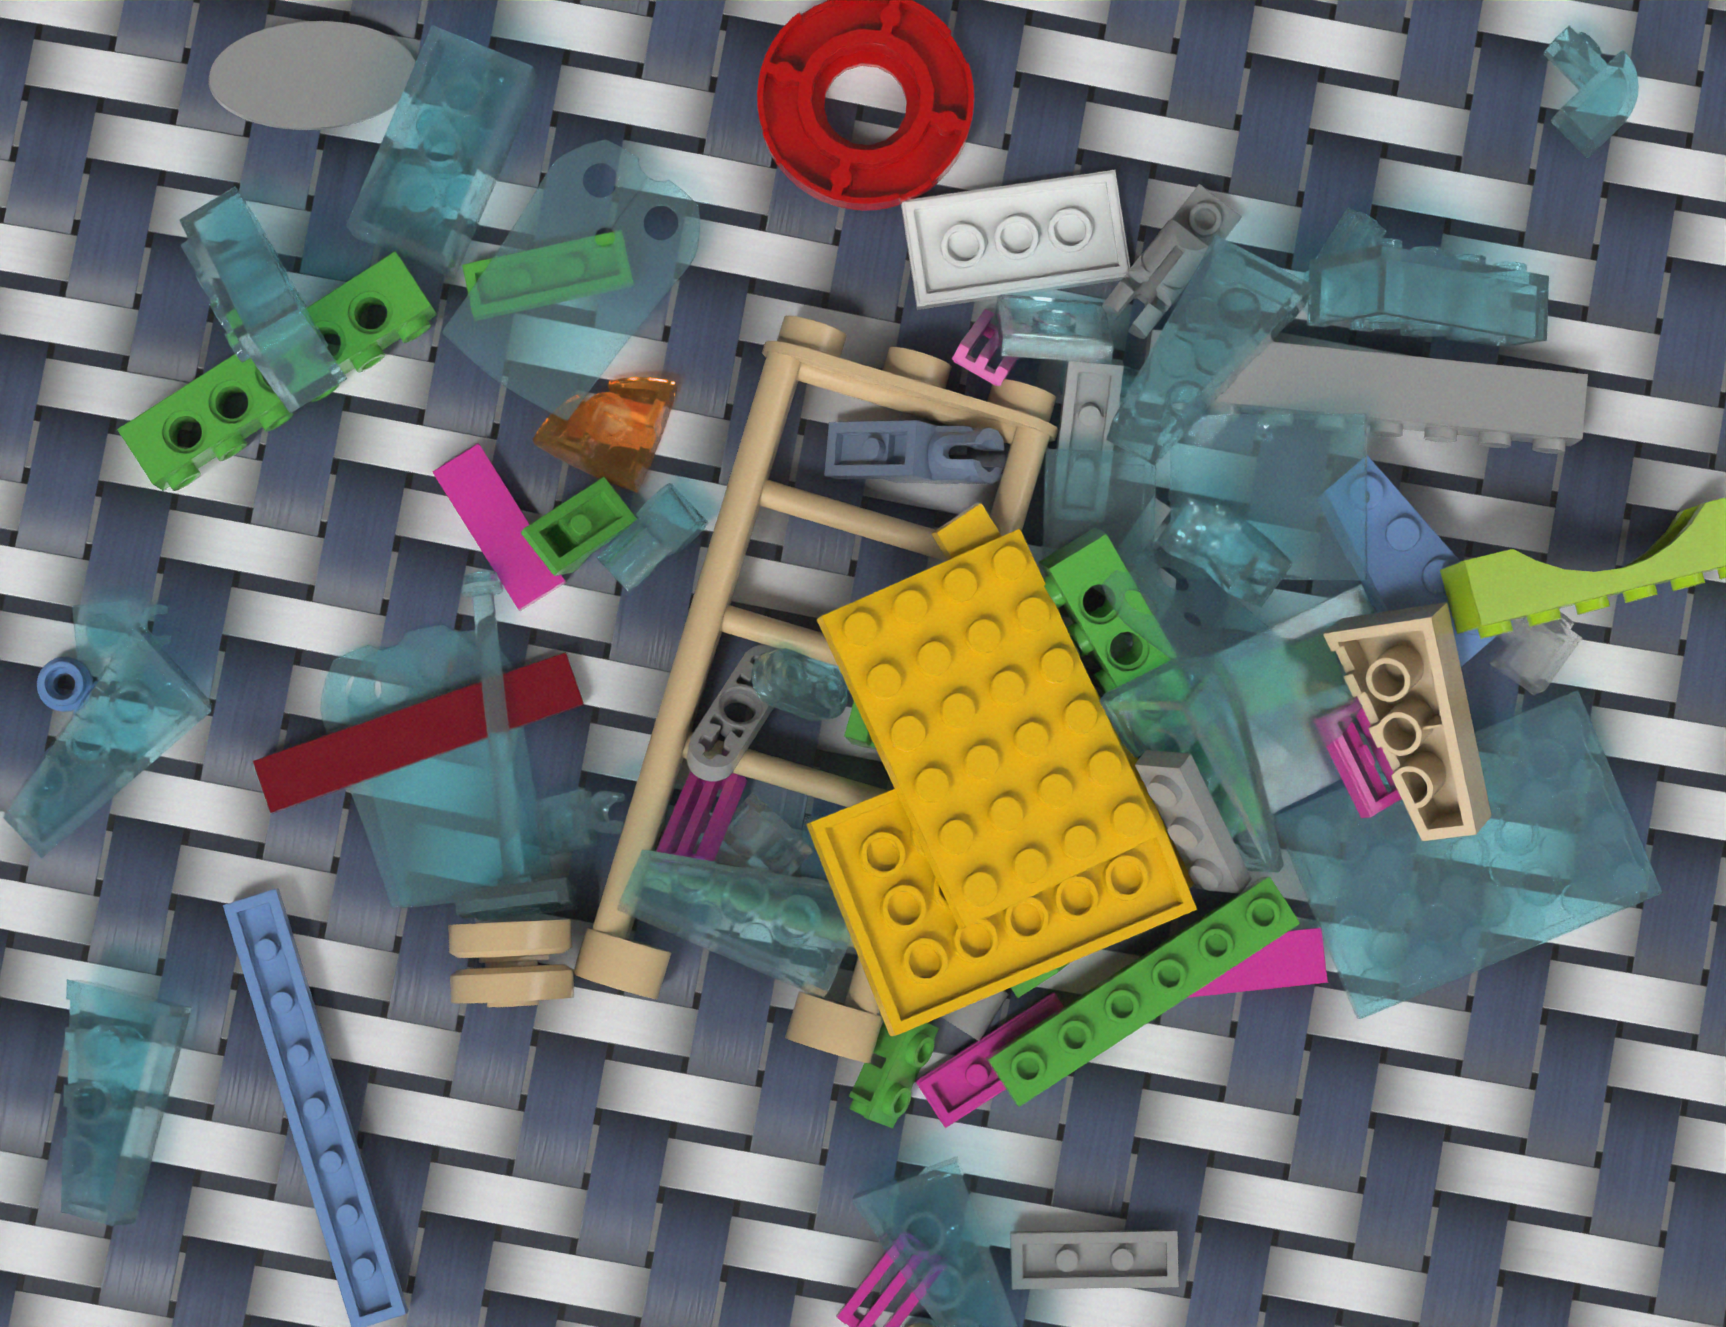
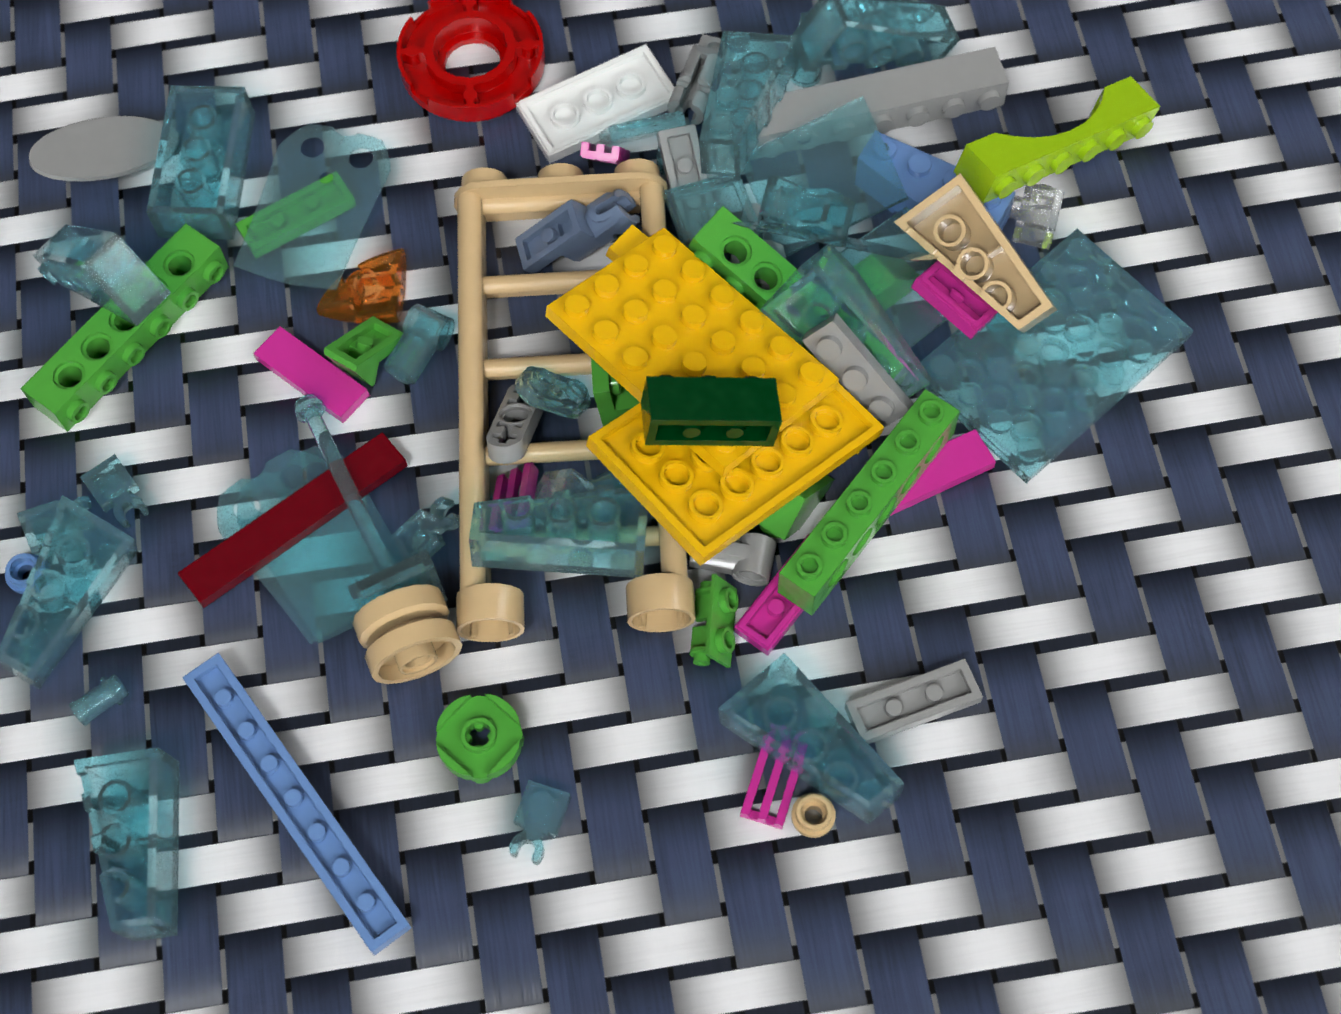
camera: 10 degrees left, 20 degrees down
(115, 891) = (99, 699): none -> clear light blue pin
(200, 603) = (114, 489): none -> clear light blue plate
(550, 1141) = (478, 713): none -> bright green plate
(601, 1230) = (540, 815): none -> clear light blue plate
(971, 857) = (710, 411): none -> dark green brick

